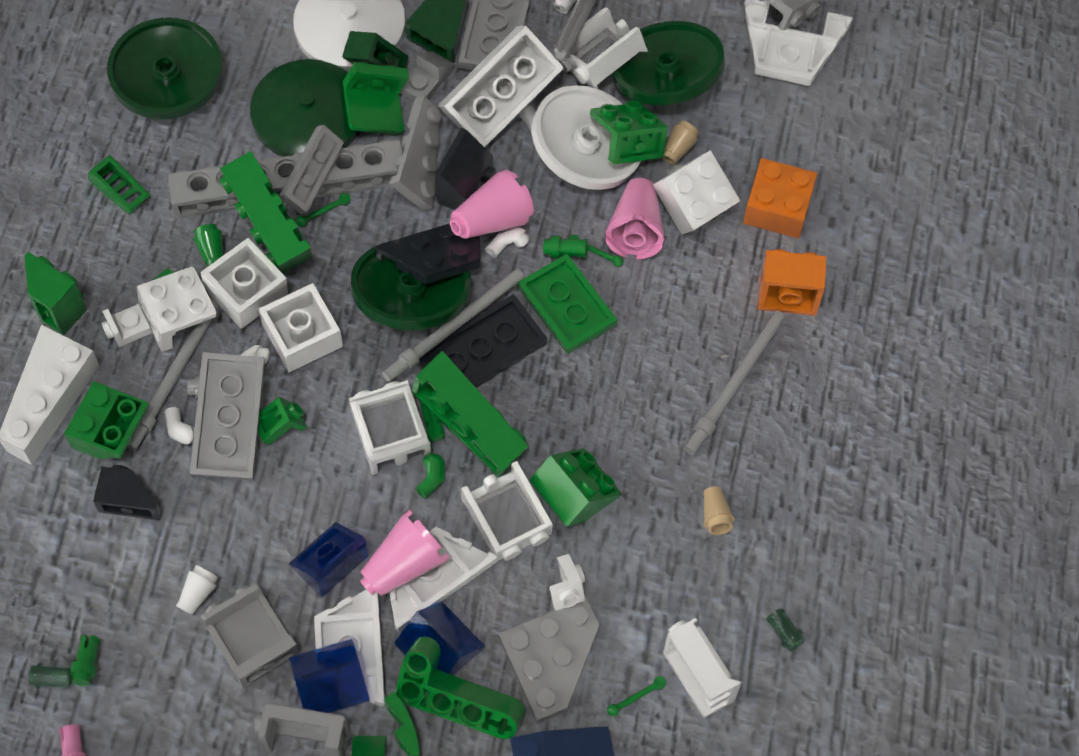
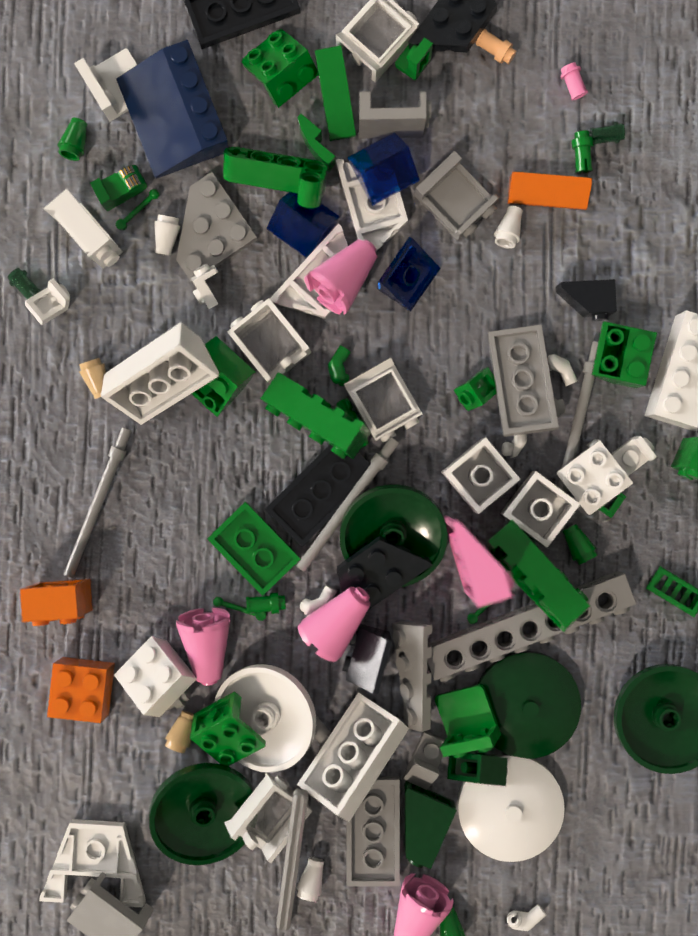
camera: 170 degrees right, 25 degrees up
(138, 625) = (549, 190): none -> orange slope
(311, 169) = (506, 631): light grey plate -> none
(326, 224) = (479, 572): none -> bright pink slope
(605, 658) = (166, 233): none -> white cone
(639, 488) = (159, 374): none -> white slope
(653, 721) = (119, 187): none -> green leg
(758, 602) = (49, 302): none -> white bracket

